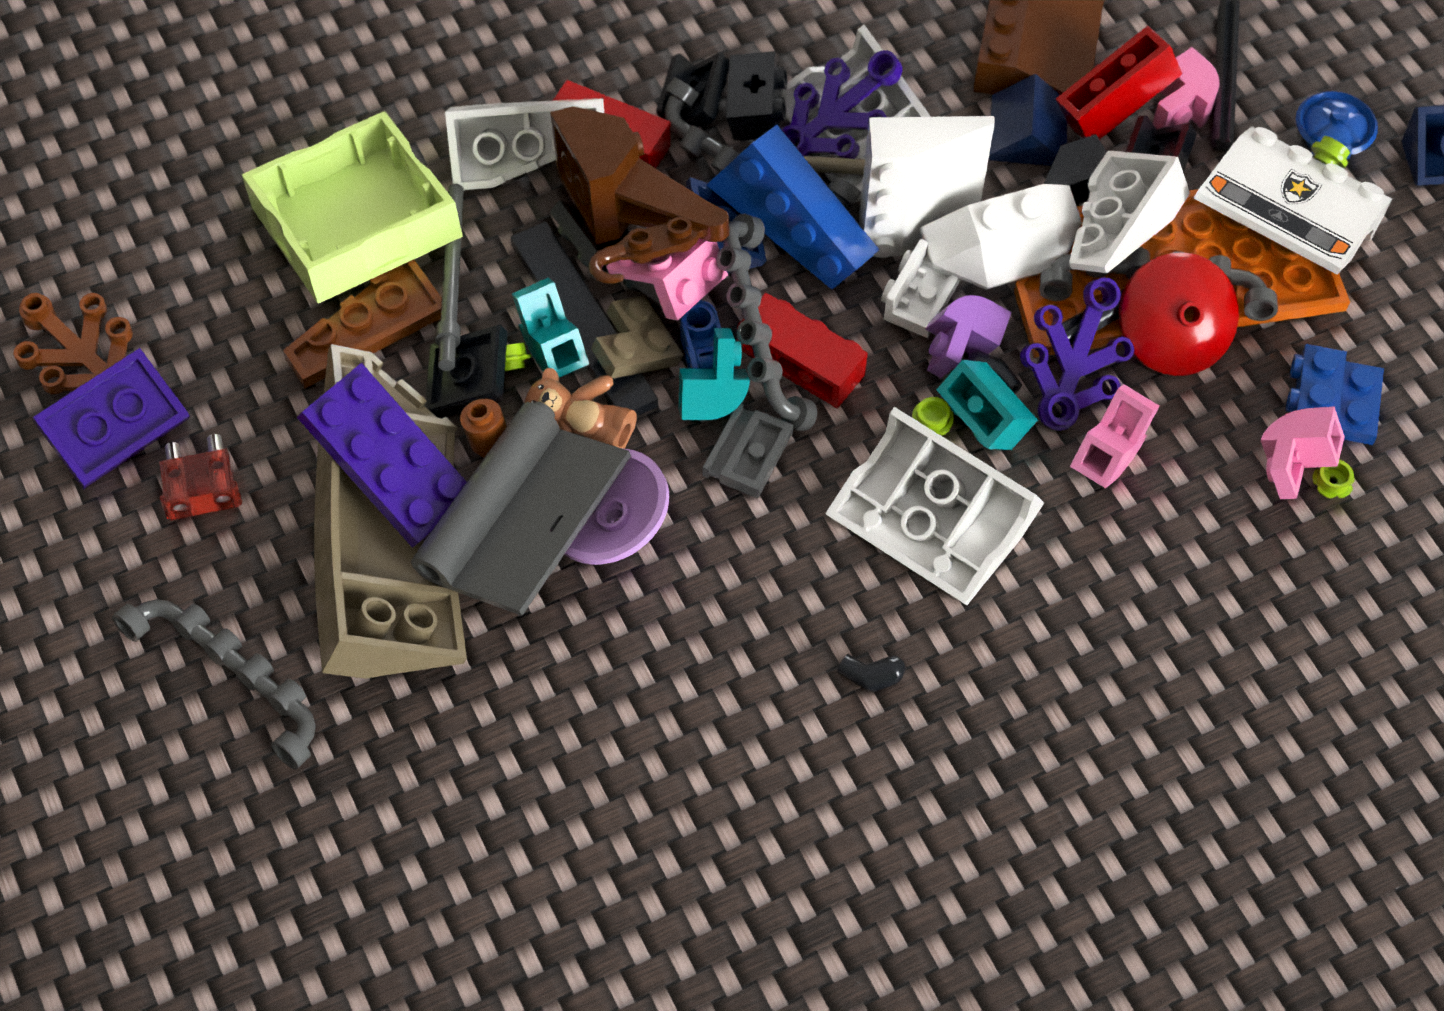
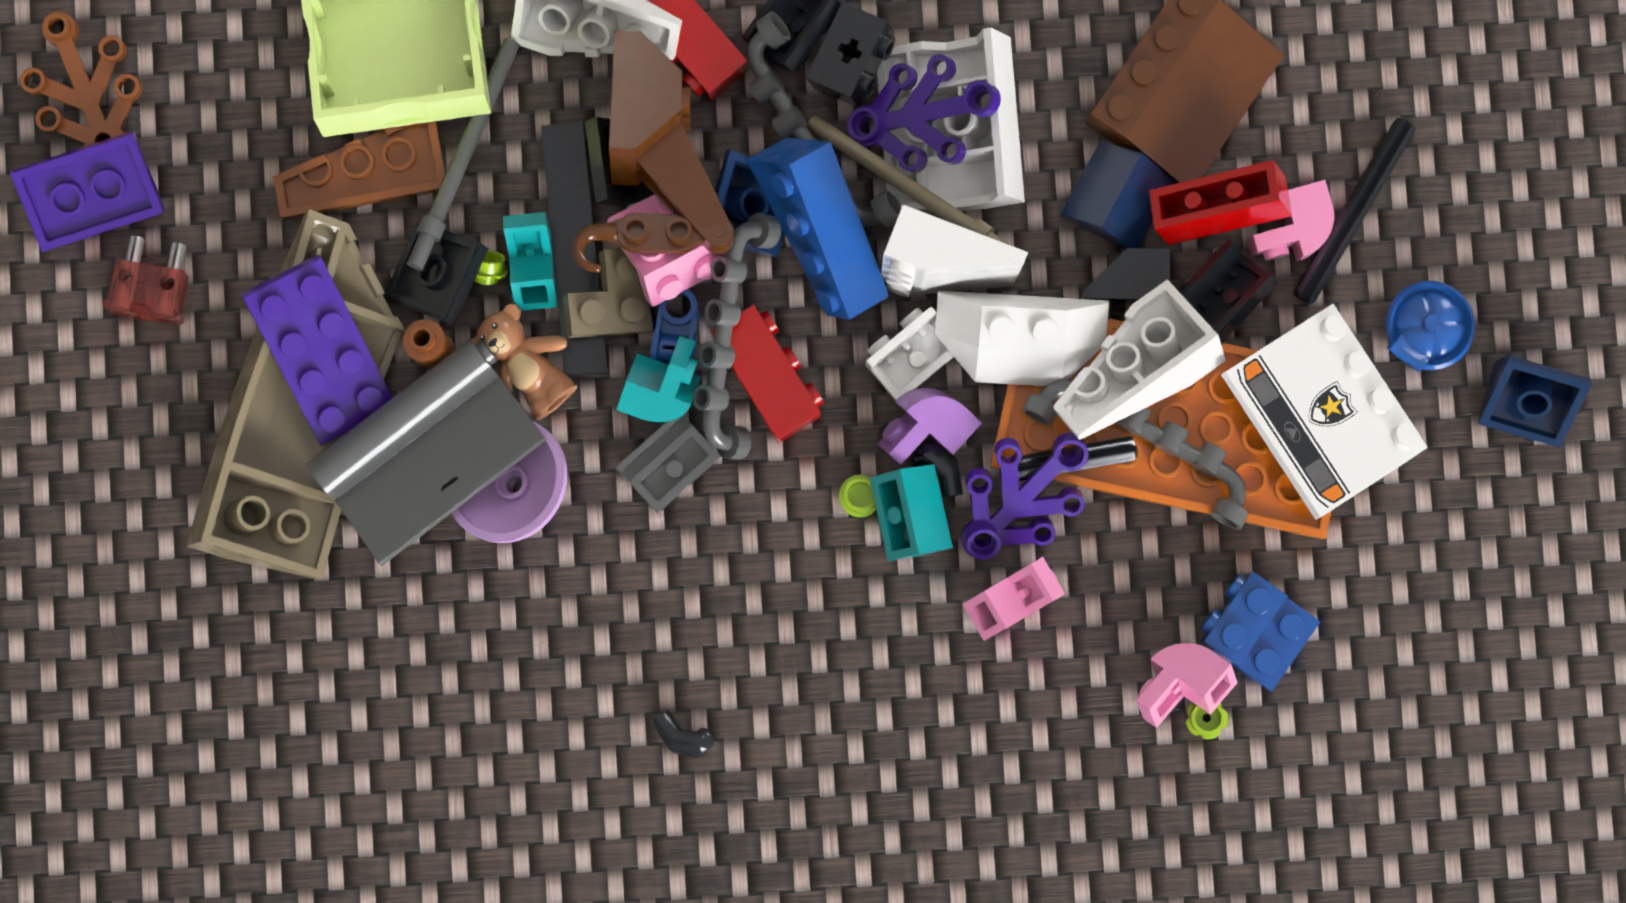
camera: 25 degrees right, 25 degrees up
(223, 649) = (131, 508): dark grey bar -> none
(935, 507) = (815, 594): white piece -> none
(1155, 308) = (1139, 472): red dish -> none
(1330, 152) = (1395, 368): lime plate -> none

